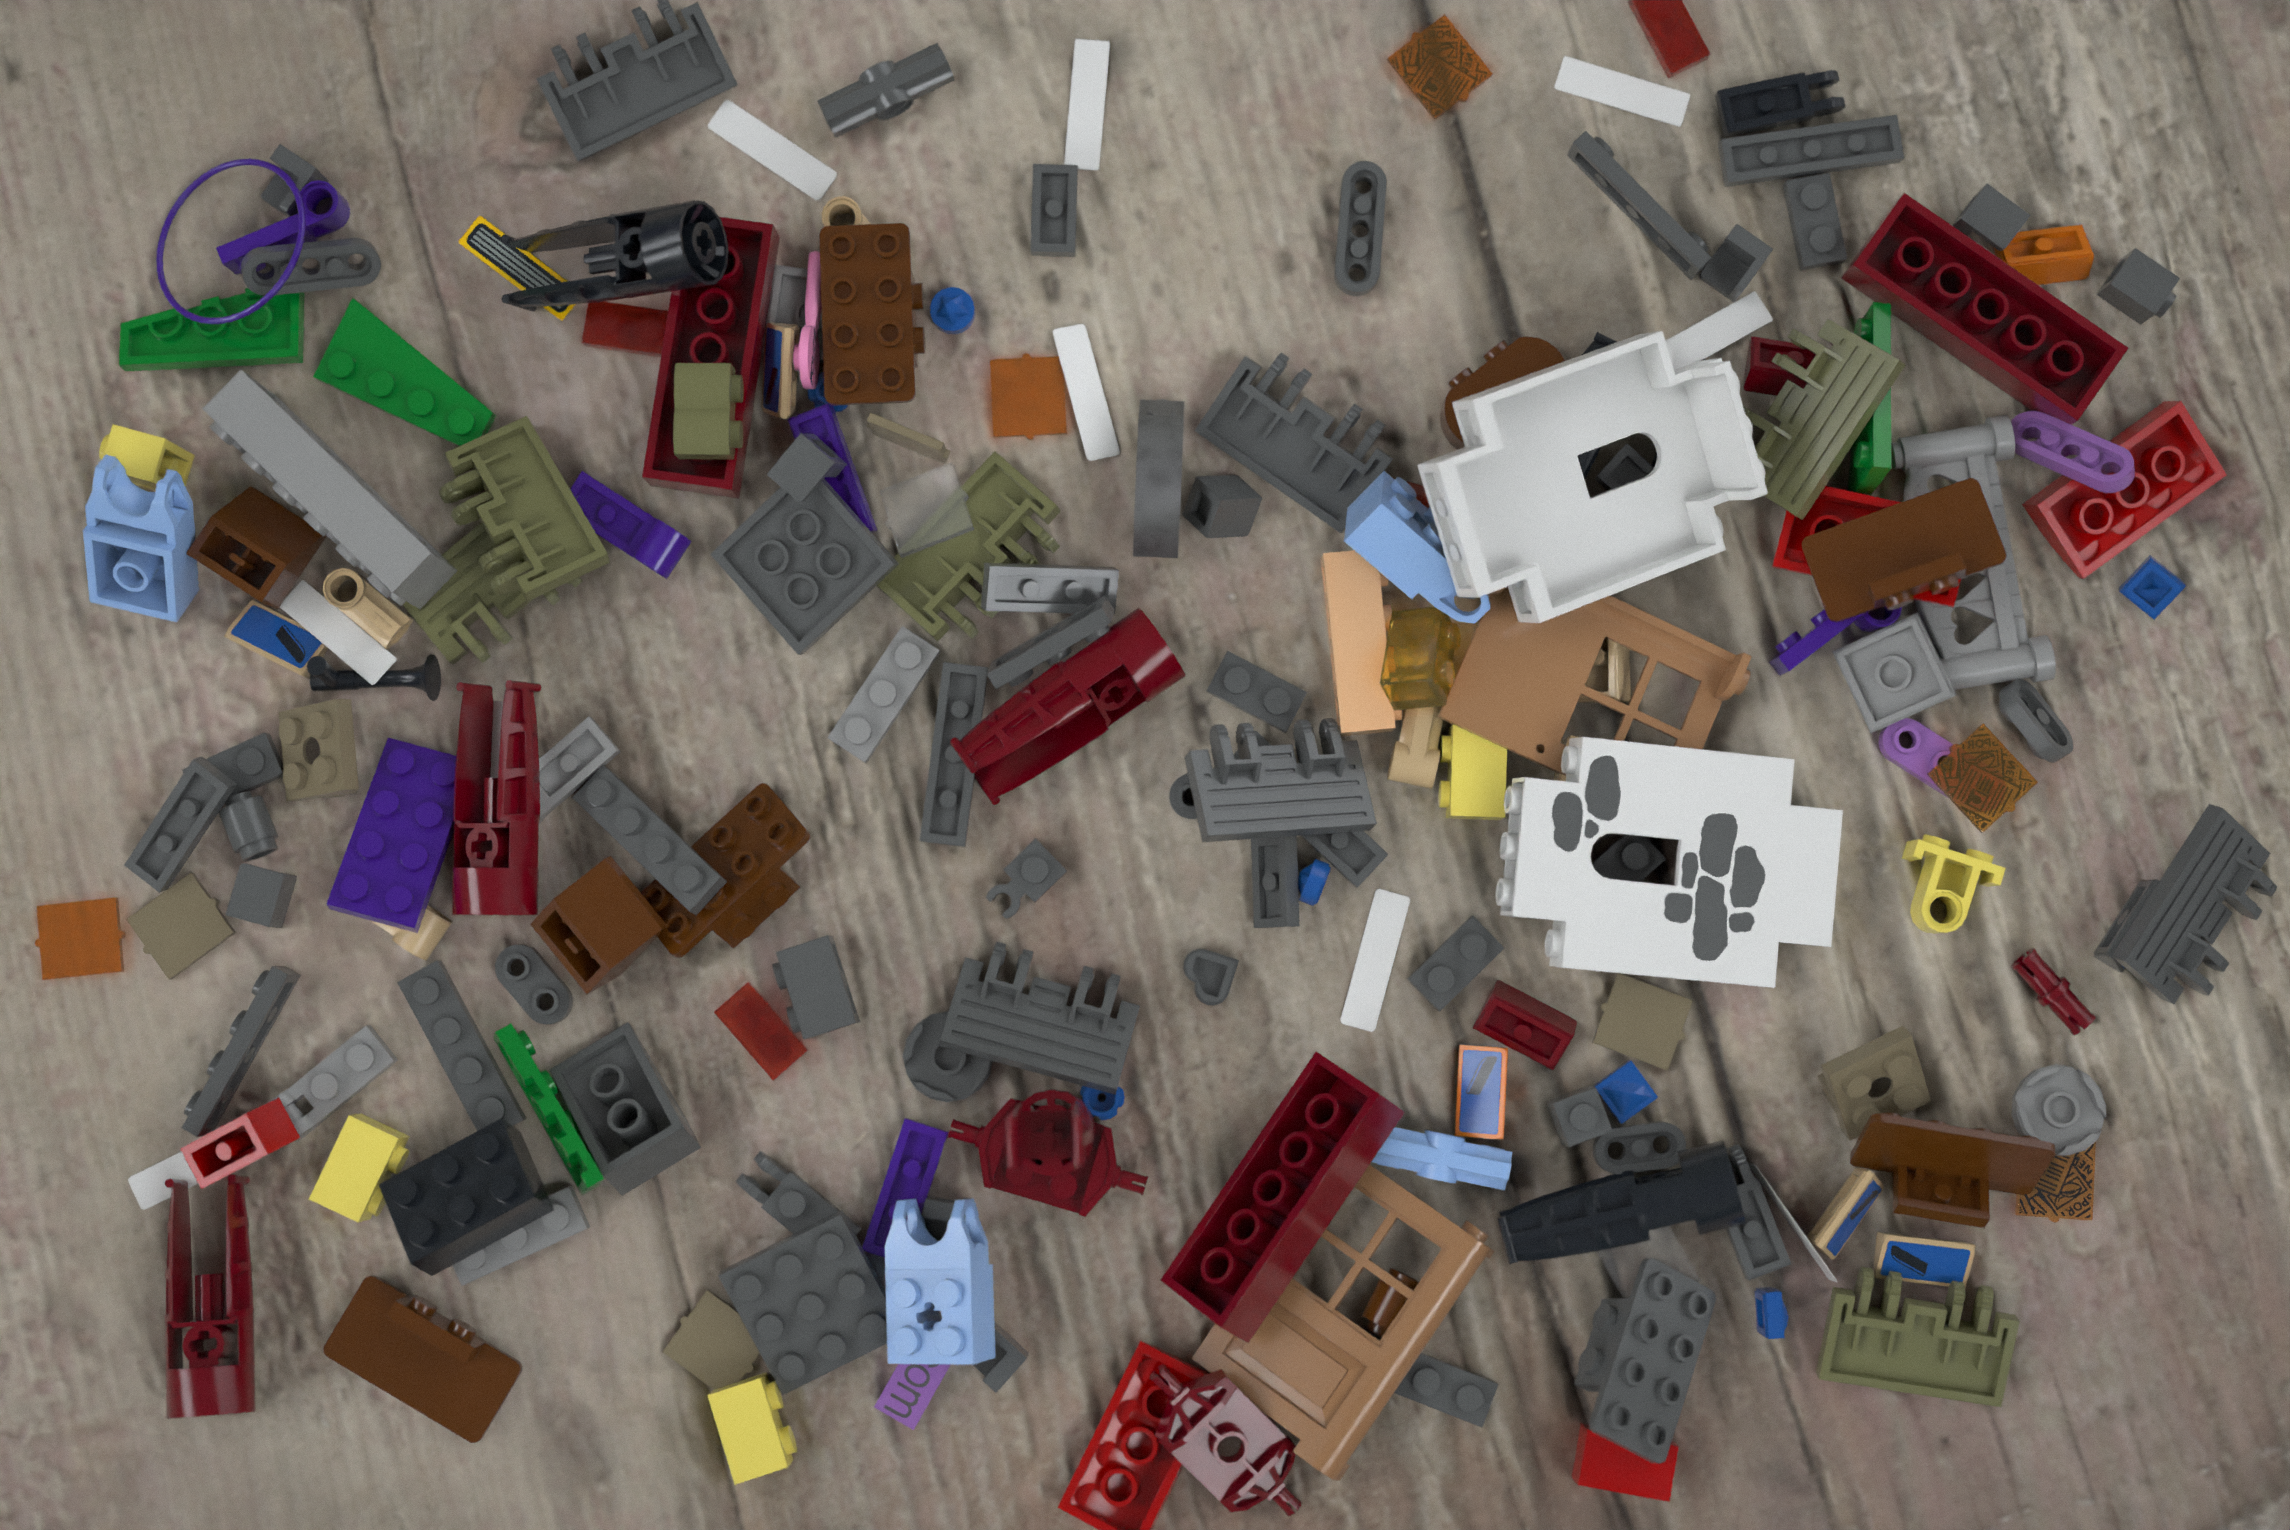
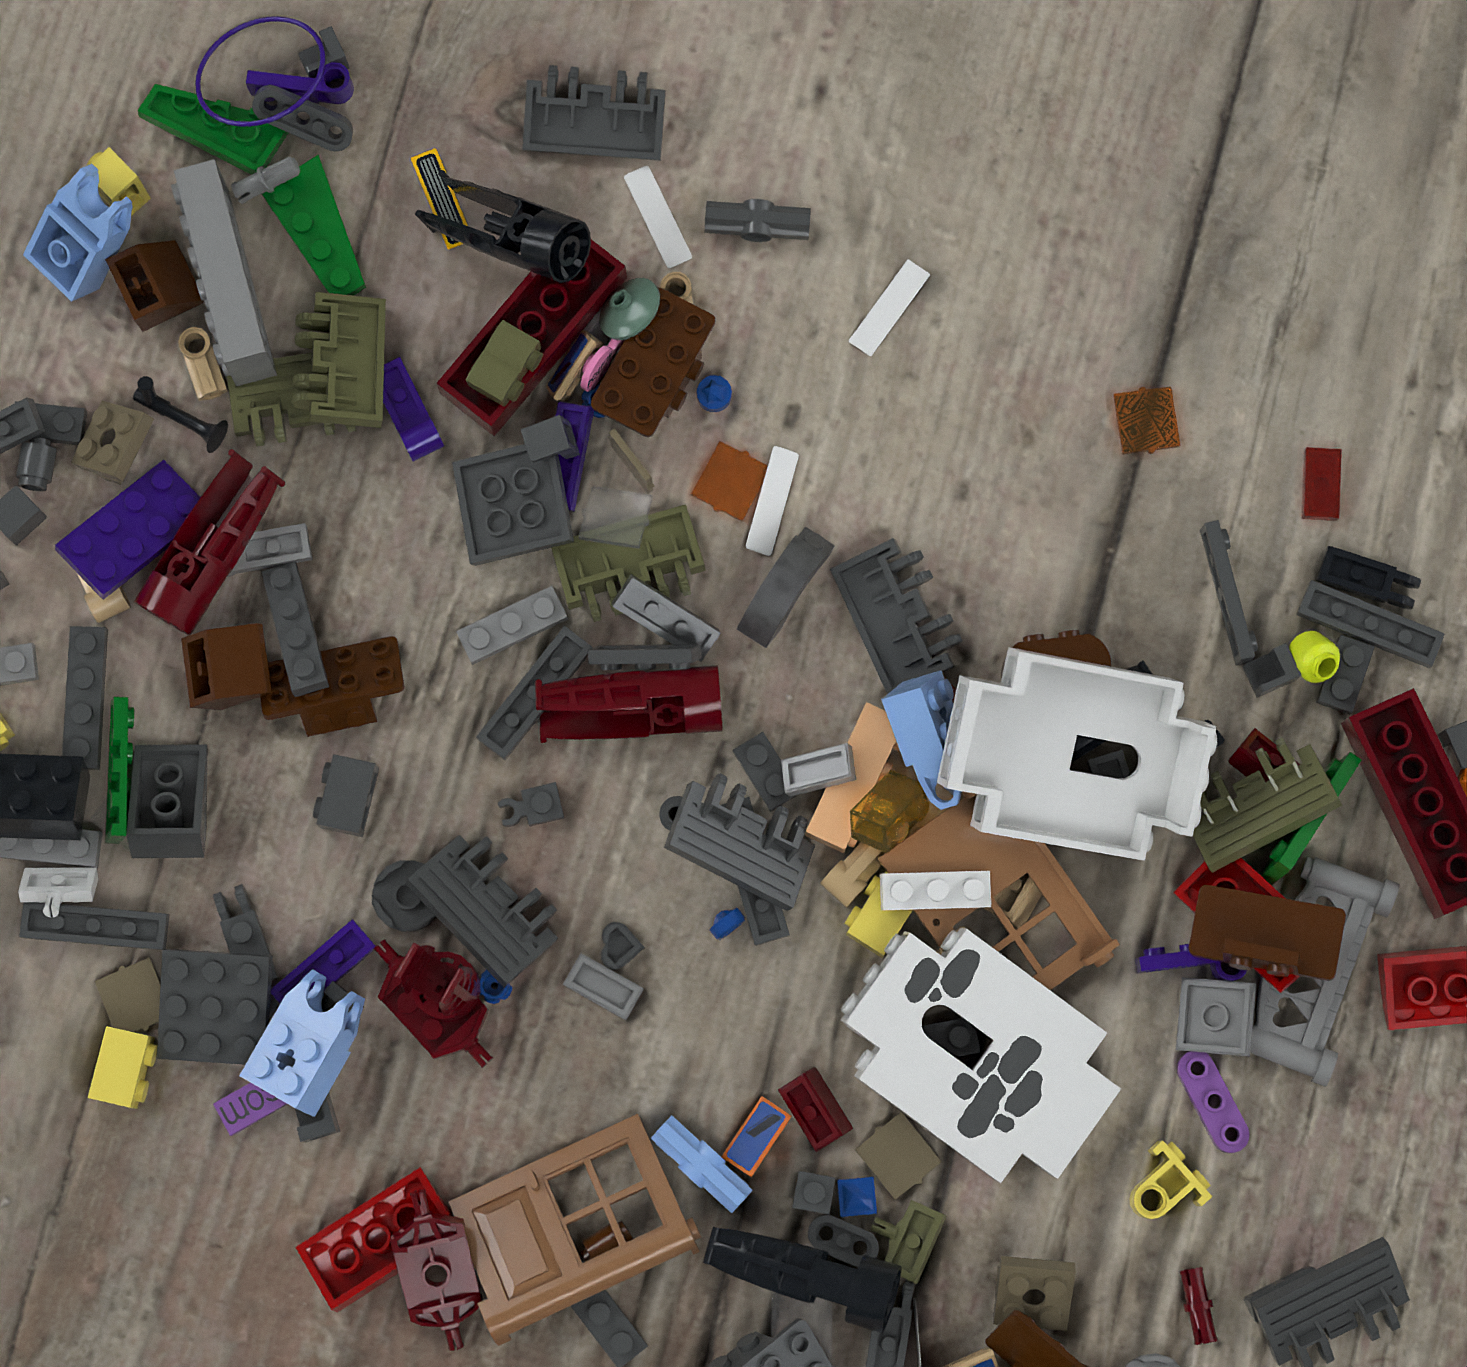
camera: 30 degrees right, 5 degrees down
(275, 637) = (131, 350): blue slope -> none
(311, 359) = (265, 179): none -> light grey axle
(338, 632) = (173, 370): white sticker -> none
(533, 983) = (159, 680): dark grey plate -> none
(559, 1274) = (58, 886): none -> white plate
(625, 328) = (485, 278): clear red plate -> none
(625, 1293) = (95, 926): none -> dark grey plate
(761, 1031) = (292, 803): clear red plate -> none
(805, 270) = (629, 309): none -> sand green dish
(1054, 210) = (823, 365): dark grey plate -> none
(1219, 1028) = (603, 986): none -> light grey tile
(1222, 506) = (817, 631): dark grey panel -> none
(1275, 882) = (700, 907): dark grey plate -> none
(1281, 1197) = (574, 1124): dark red brick -> none
(1315, 657) = (818, 769): none -> light grey tile
(1360, 210) = (1031, 484): dark grey plate -> none
(1375, 960) = (738, 1003): white sticker -> none
(1455, 963) = (792, 1038): dark grey plate -> none
(1520, 714) = (935, 890): none -> white plate
(1622, 91) = (1264, 509): white sticker -> none
(1710, 1102) = (911, 1238): none -> olive plate
(1719, 330) = (1230, 710): white sticker -> none
(1775, 219) = (1315, 656): none -> neon yellow head
(1982, 778) = (1234, 1125): clear orange piece -> none
(2035, 720) = (1296, 1109): dark grey plate -> none
(2060, 439) = (1428, 924): medium lavender plate -> none
(2152, 587) = (1434, 1064): blue tile -> none

